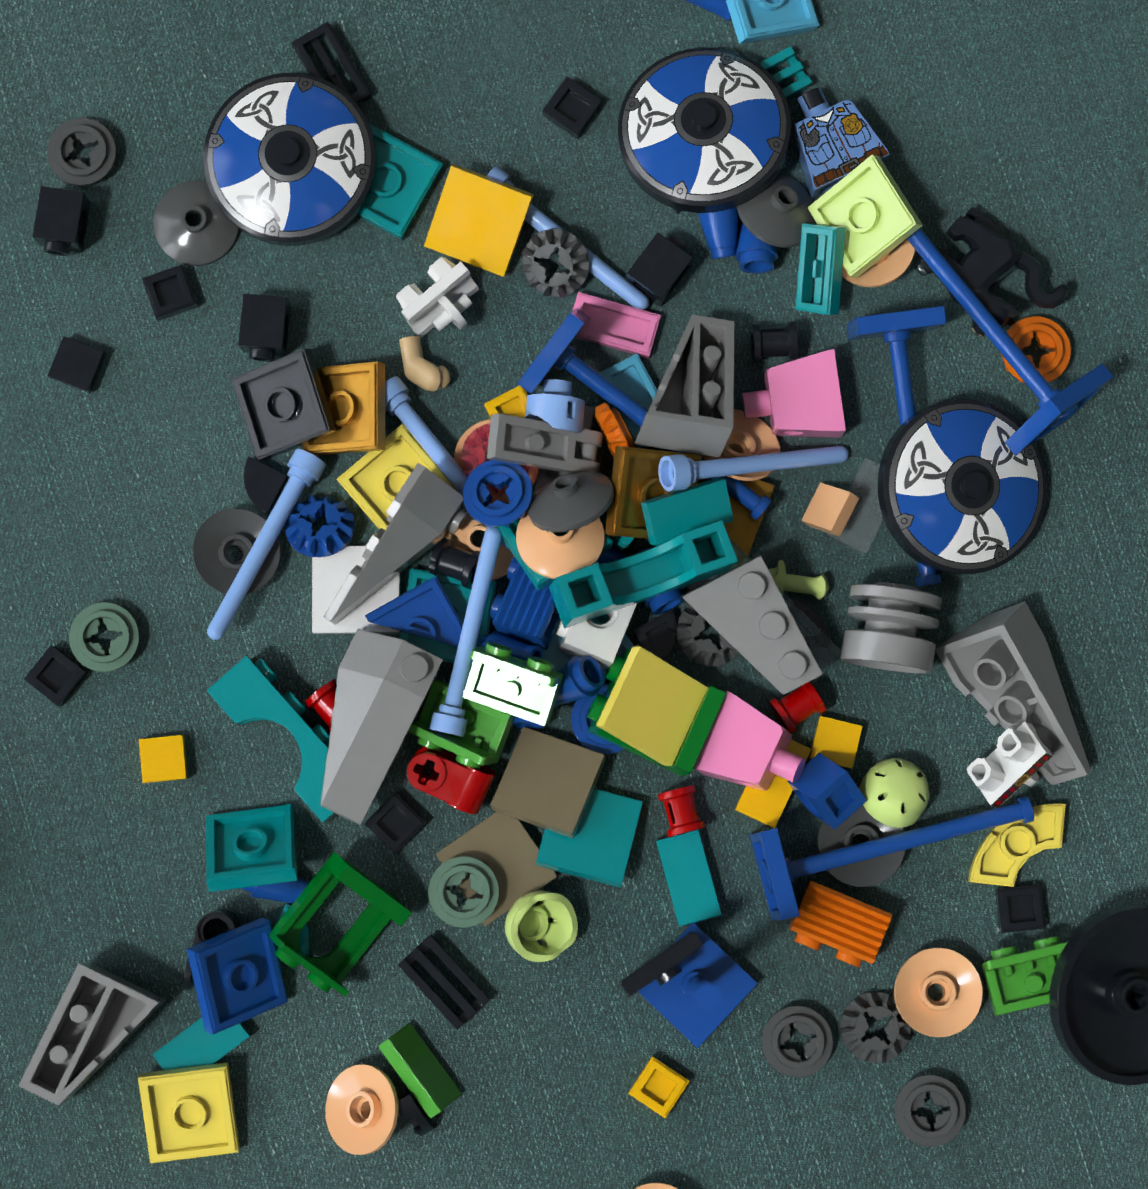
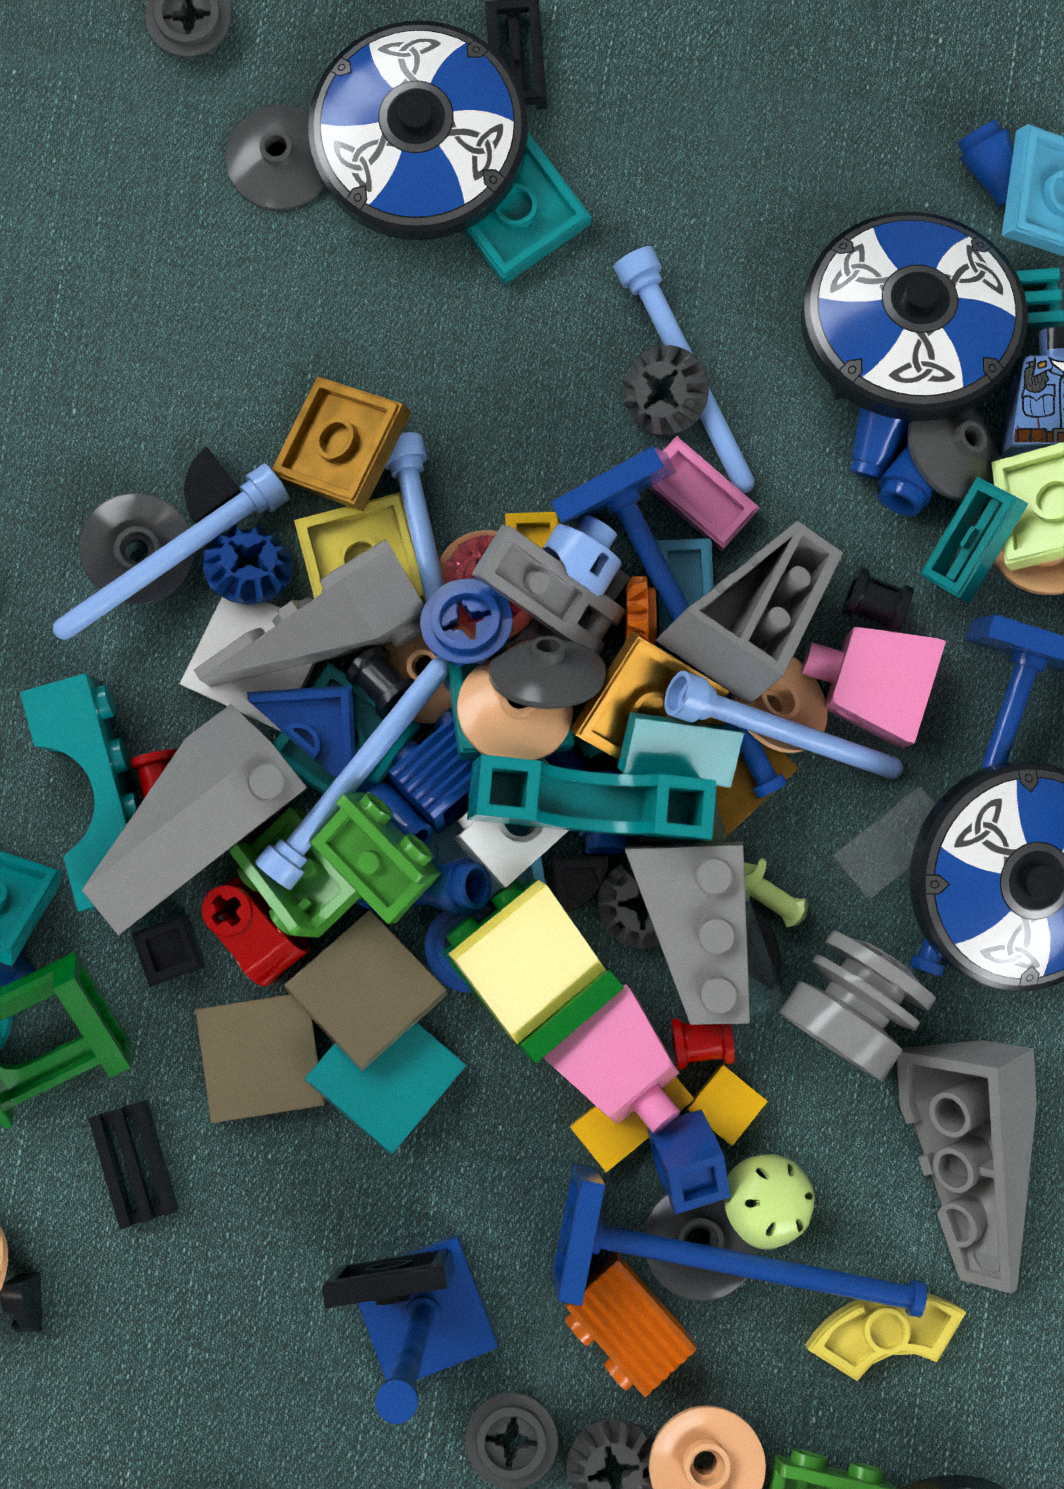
camera: 30 degrees right, 0 degrees up
(61, 220) = (126, 80): black brick -> none
(76, 364) = (65, 252): black tile -> none
(170, 292) = (210, 220): black tile -> none
(264, 326) = (296, 306): black brick -> none
(283, 404) = (275, 405): black plate -> none
(420, 370) = (451, 441): tan arm -> none
(420, 1070) = (52, 1257): bright green tile -> none
(441, 301) = (511, 371): white hips -> none
(445, 903) = (176, 1072): sand green gear -> none
(478, 220) = (601, 298): yellow tile -> none
(529, 922) = (265, 1144): yellowish green helmet -> none
(571, 107) = (770, 223): black tile -> none
(658, 1087) = (323, 1412): yellow tile -> none
(660, 267) = (785, 451): black brick -> none
(681, 811) = (505, 1099): red bush -> none
(688, 878) = (476, 1181): teal tile -> none
(830, 509) = (850, 827): light nougat tile -> none
(1010, 765) = (924, 1236): white hips -> none
(1020, 908) = (852, 1409): black tile -> none

